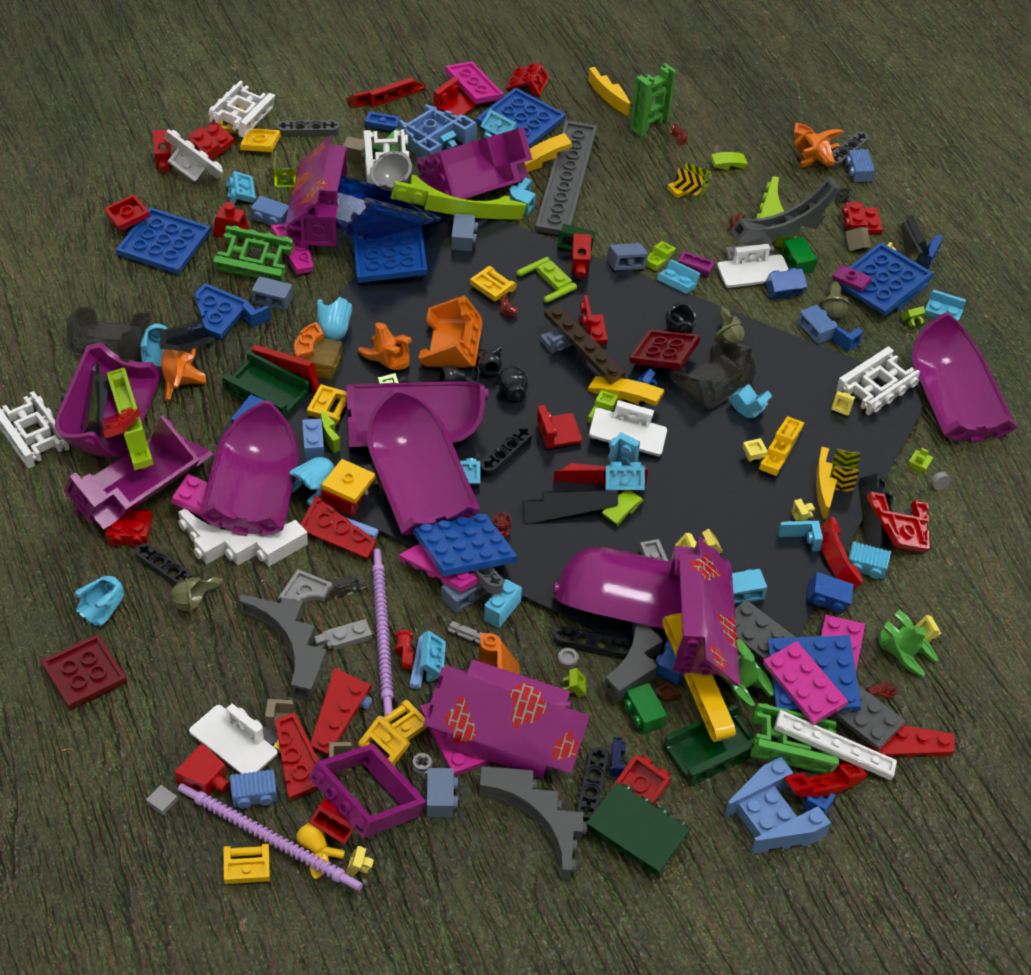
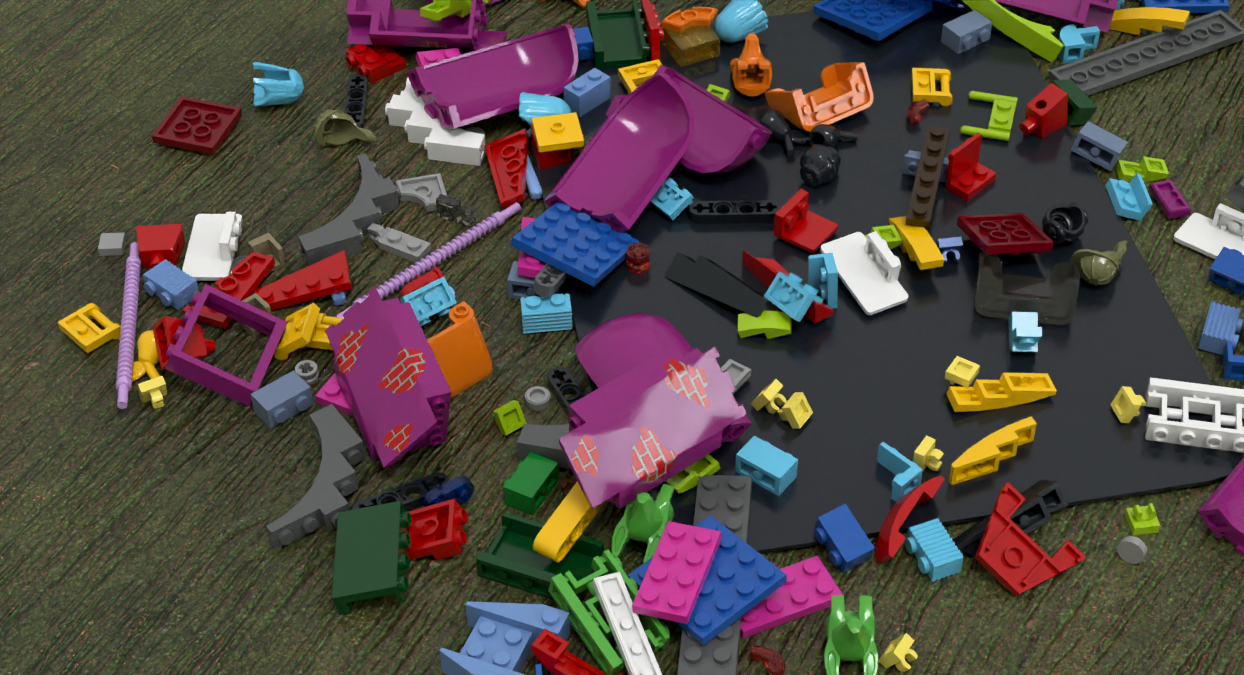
camera: 55 degrees right, 5 degrees down
(329, 434) = (605, 98): lime slope -> none
(464, 632) = (489, 315): light grey axle -> none
(845, 469) = (1033, 454): piece -> none

